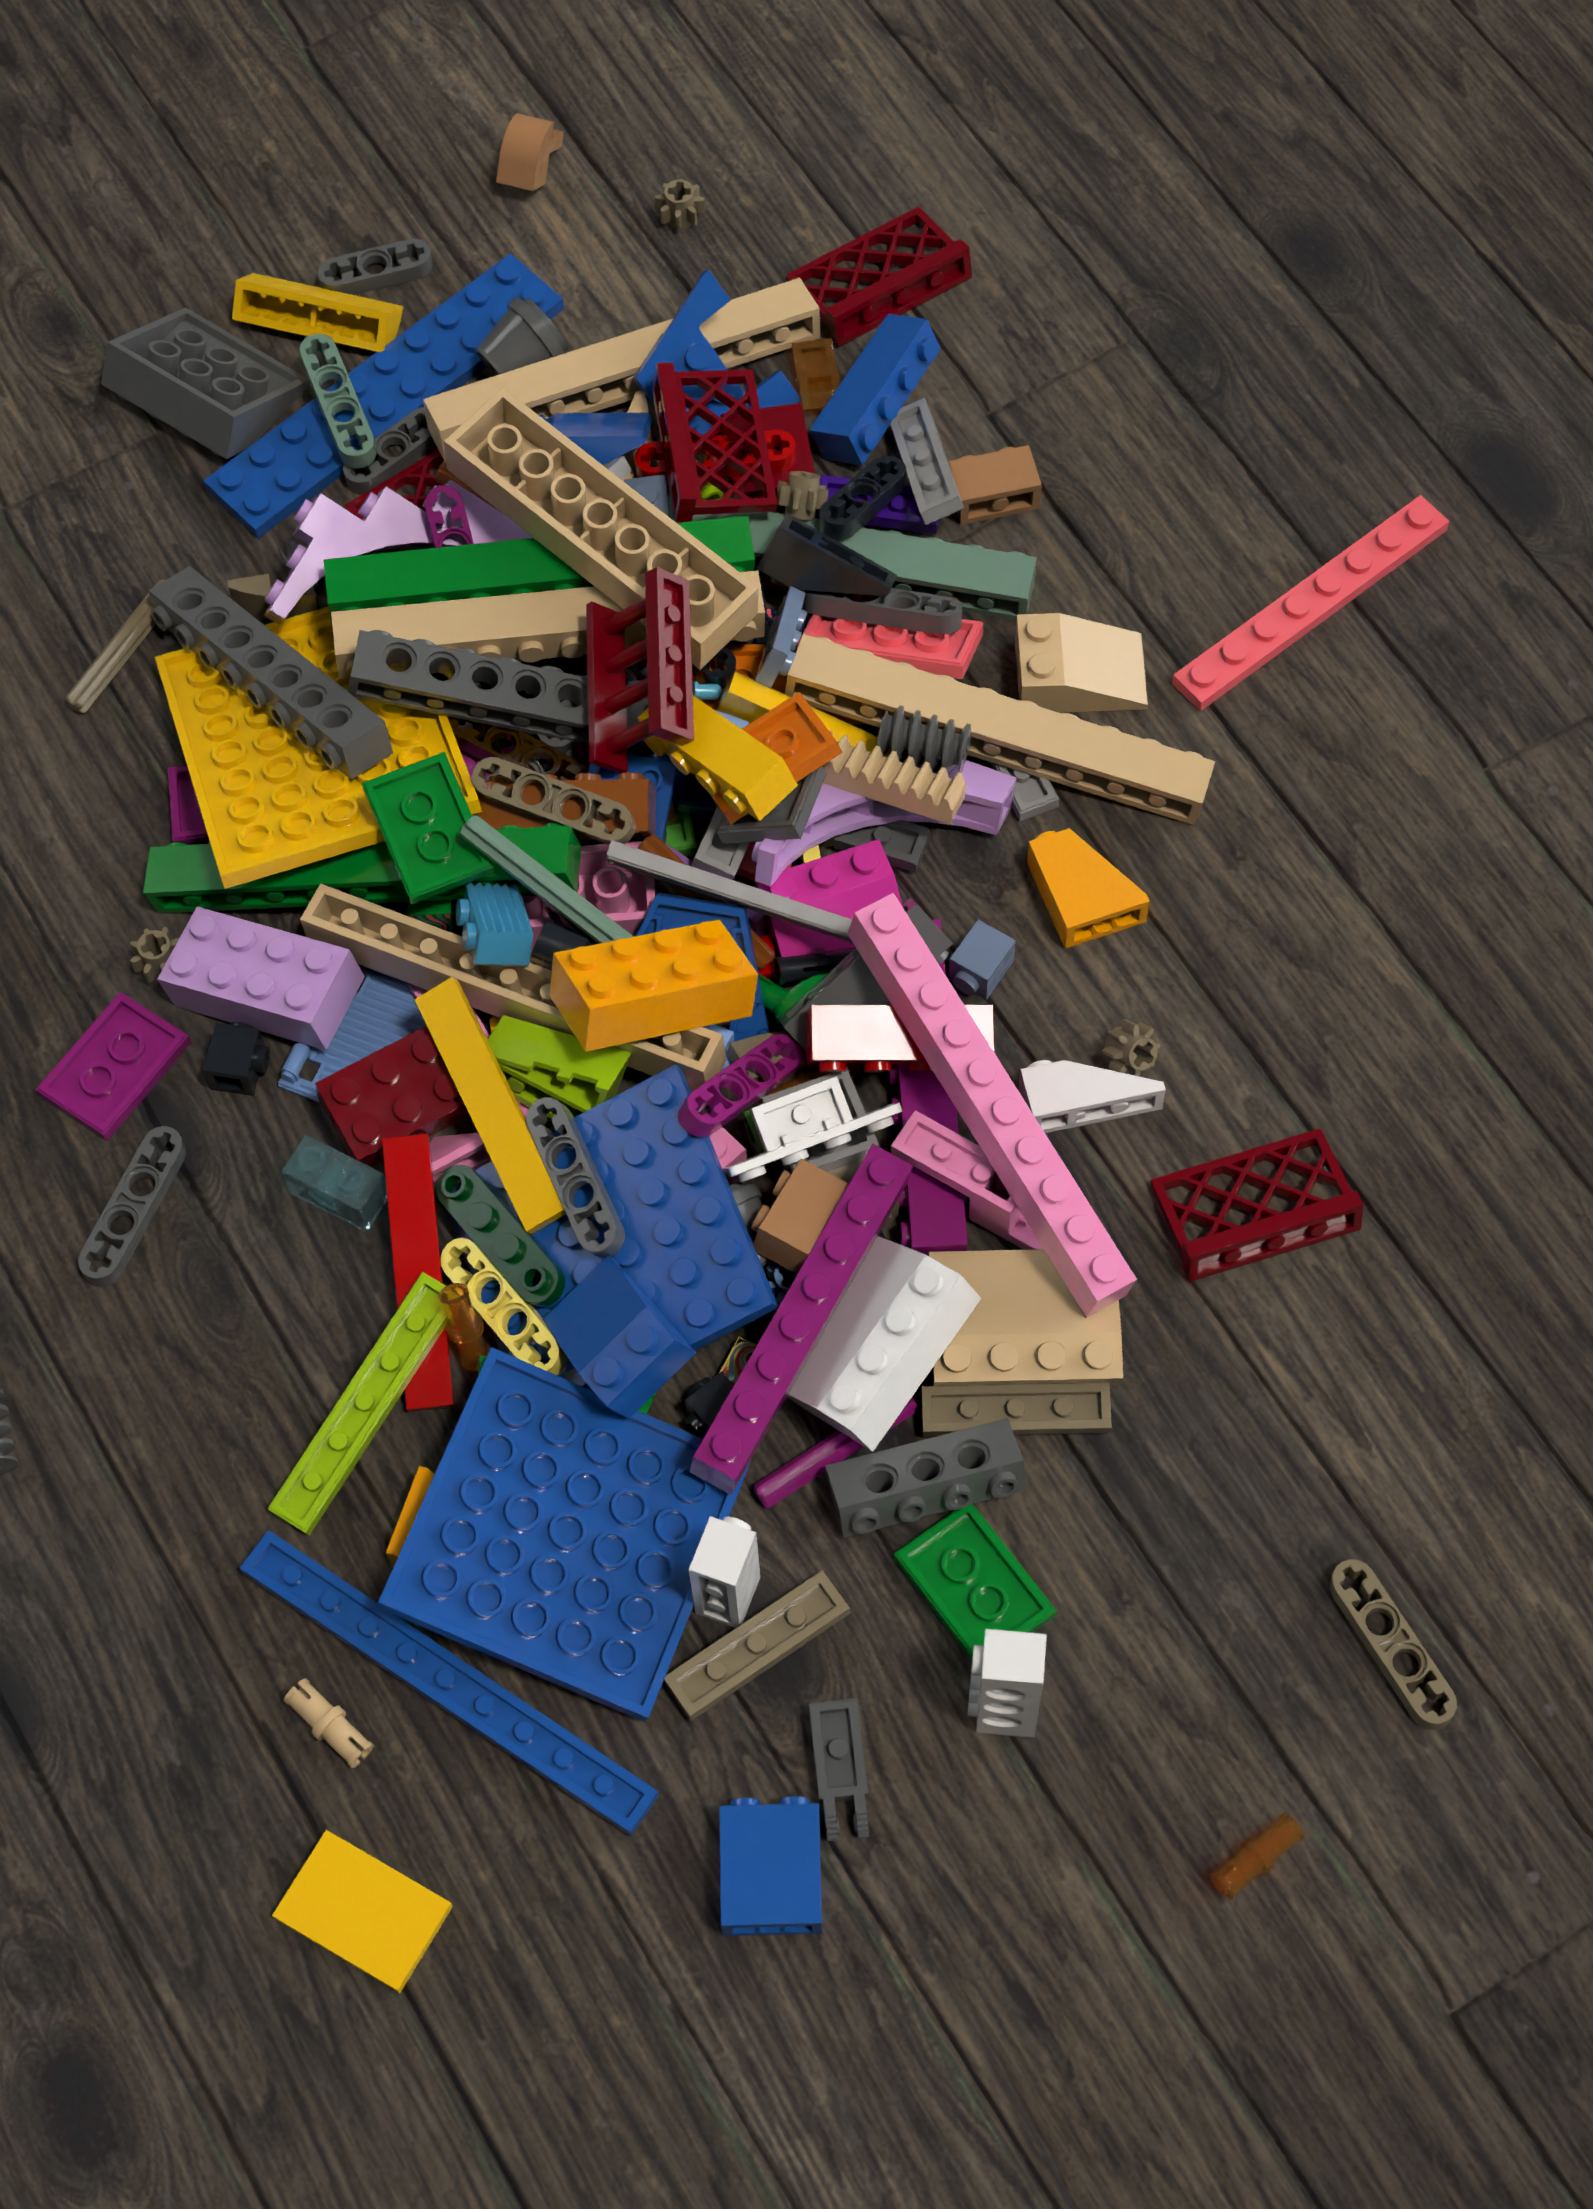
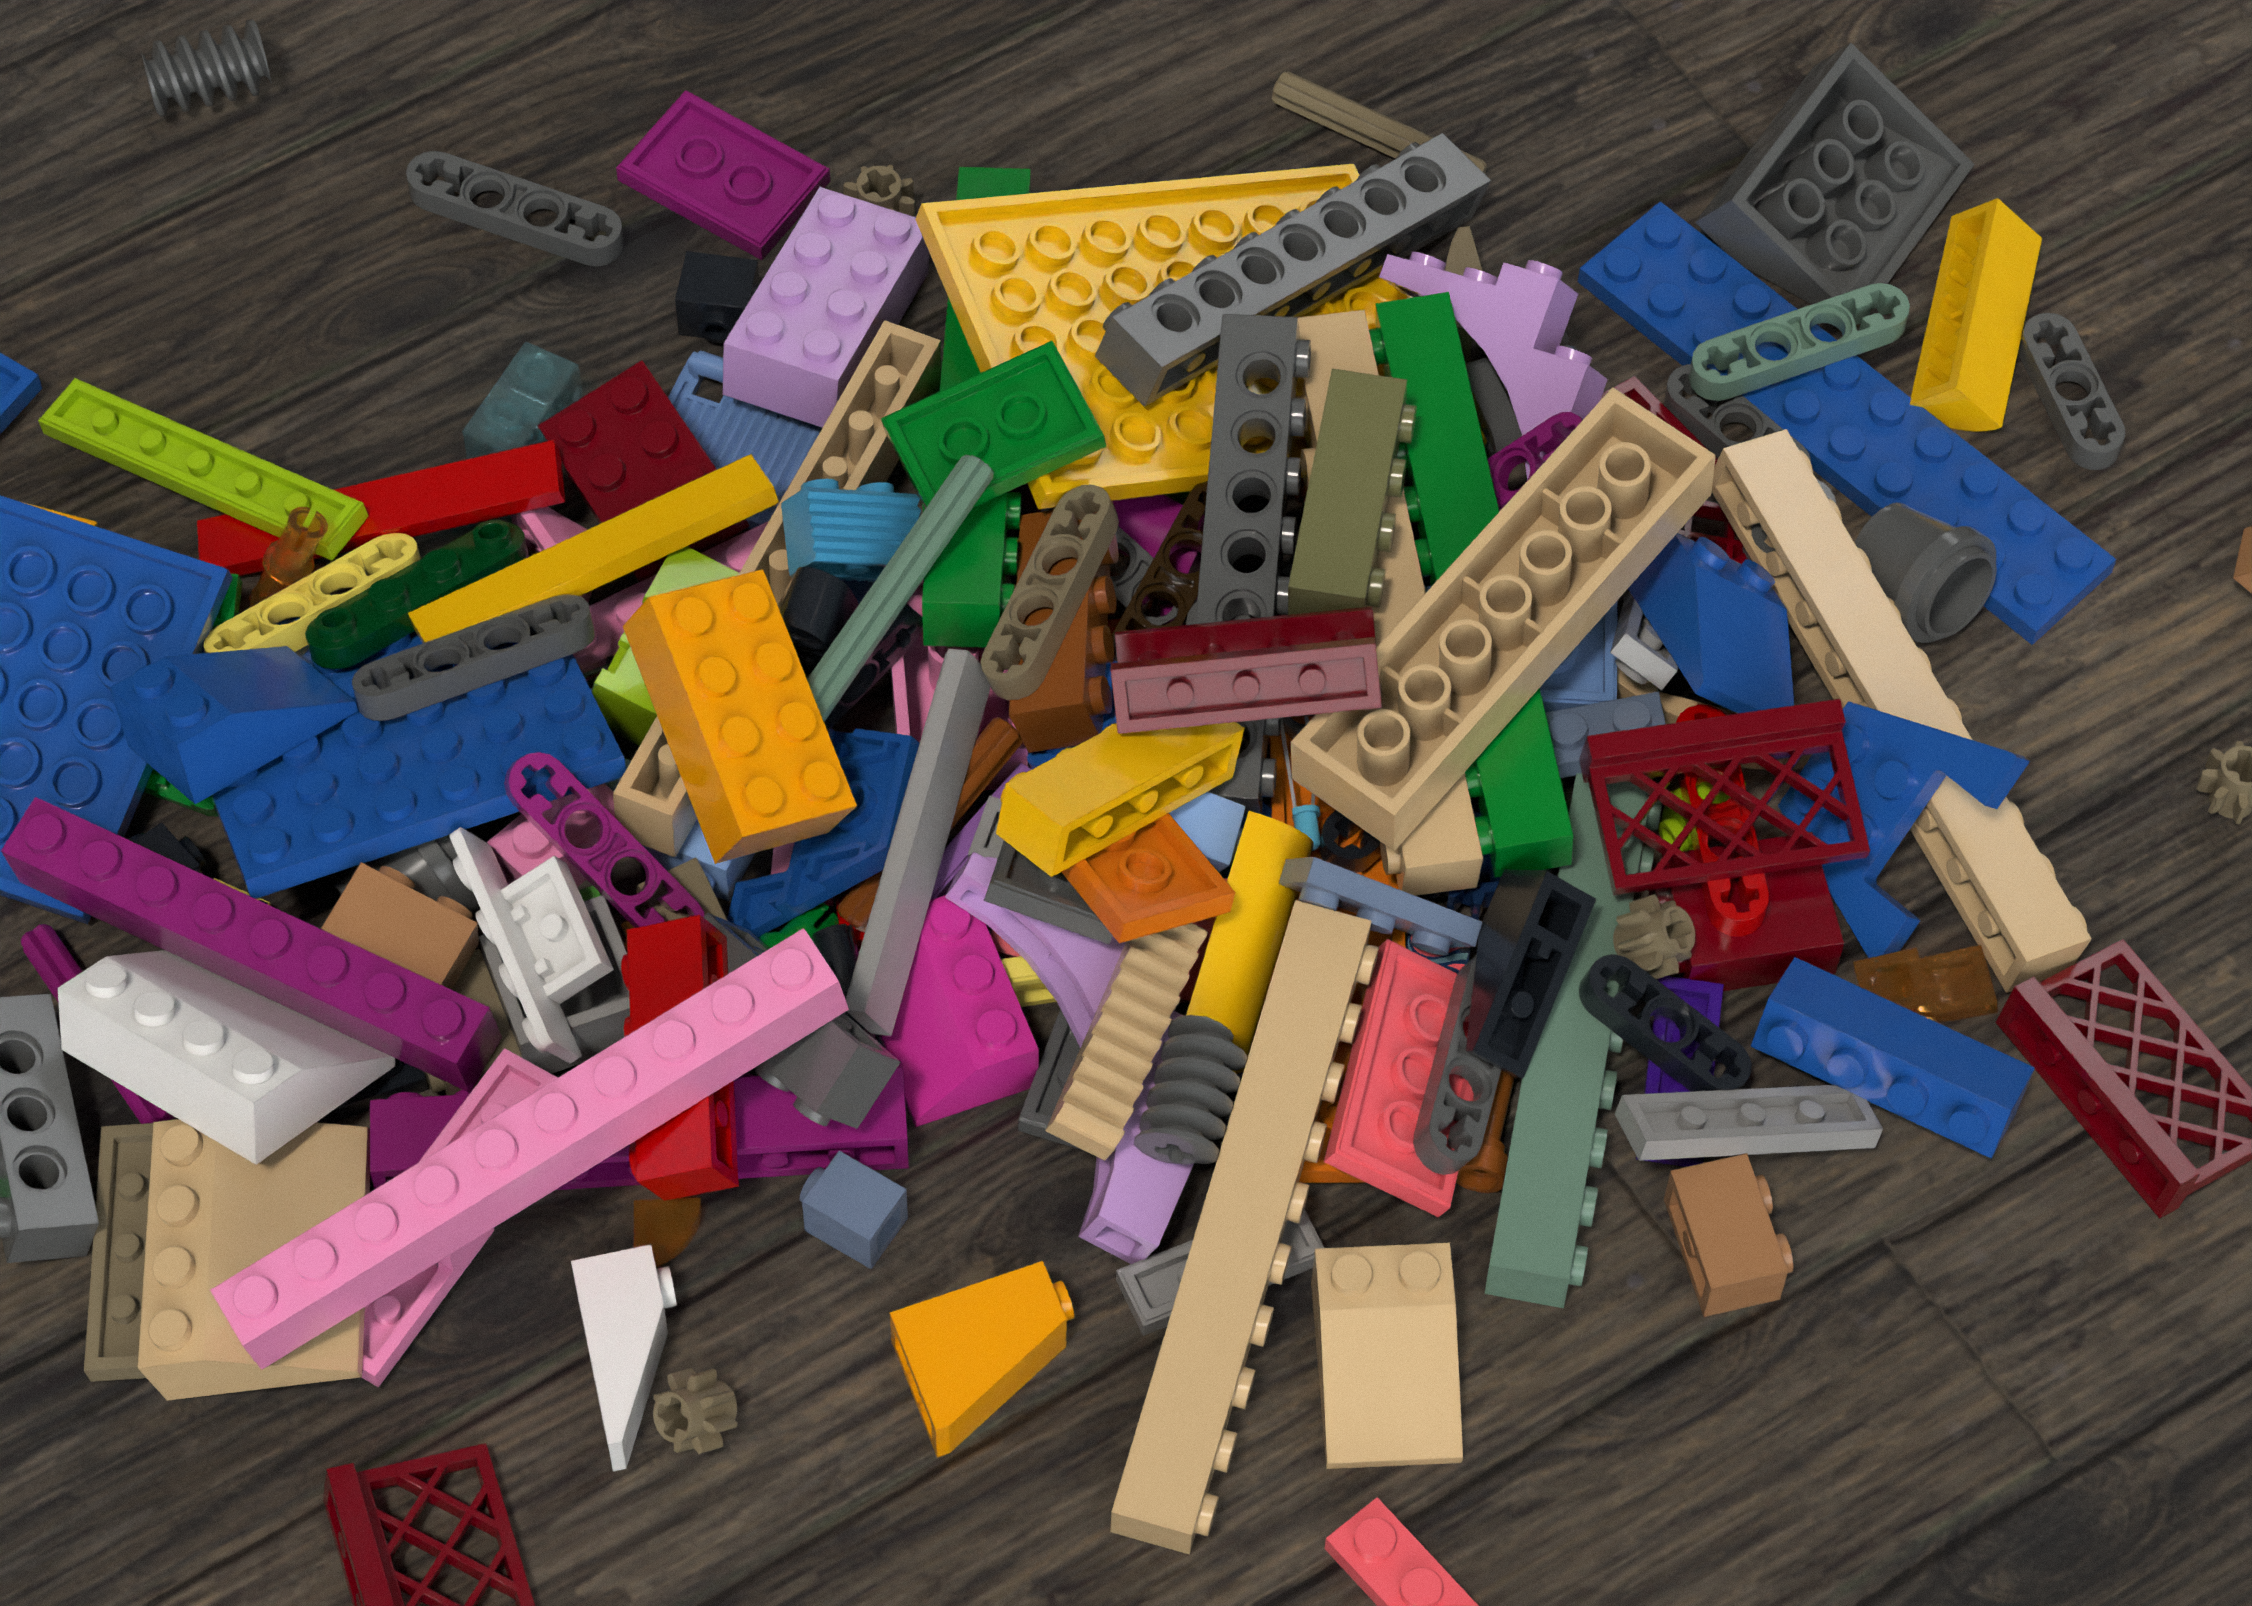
camera: 85 degrees right, 5 degrees down
(495, 618) = (1350, 494): none -> olive brick

